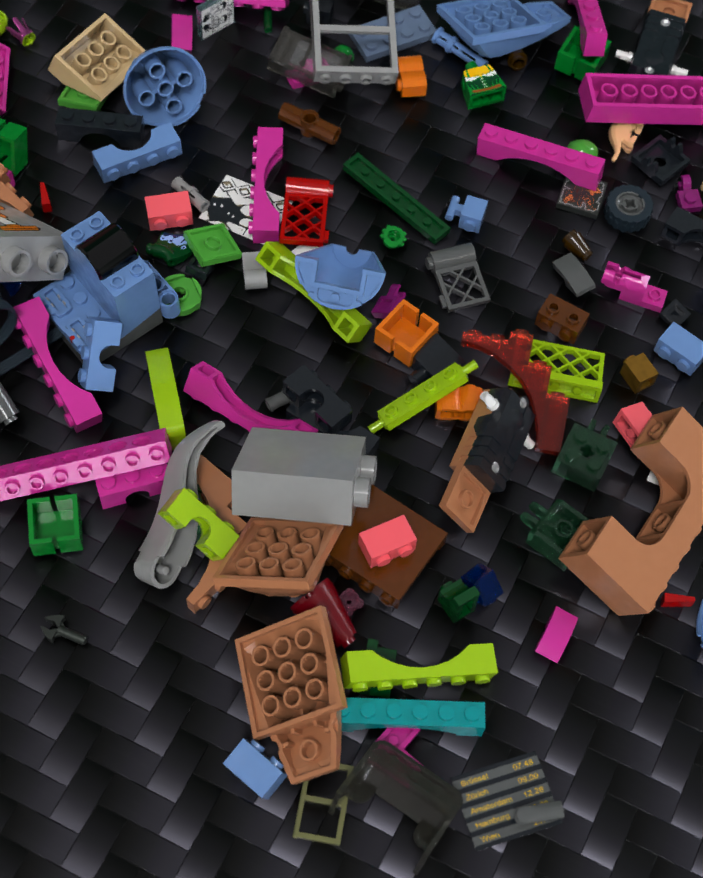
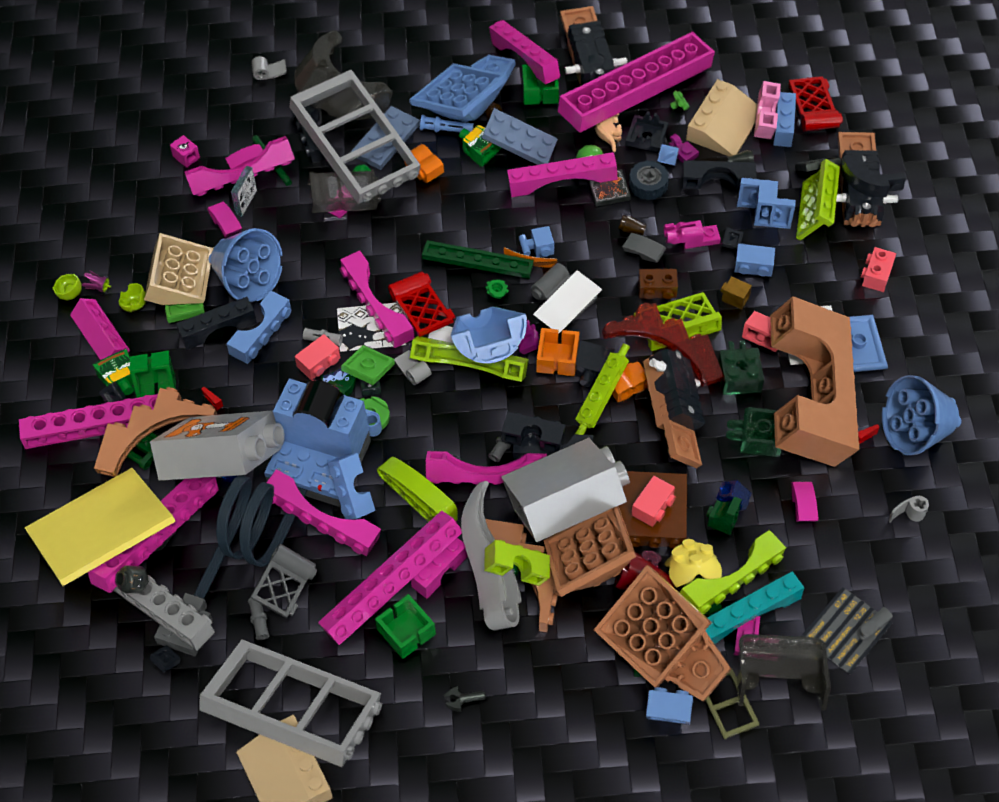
camera: 25 degrees left, 5 degrees down
(39, 64) = (133, 298): none -> lime hair
(309, 123) = (374, 237): reddish brown piece -> none
(386, 627) = (690, 560): none -> light yellow brick
(454, 232) = (539, 262): none -> orange sticker
(455, 288) = (567, 301): none -> white sticker
(522, 97) = (519, 137): none -> sand blue plate
(667, 193) = (668, 154): none -> medium blue tile
(668, 706) = (914, 507): none -> light grey panel

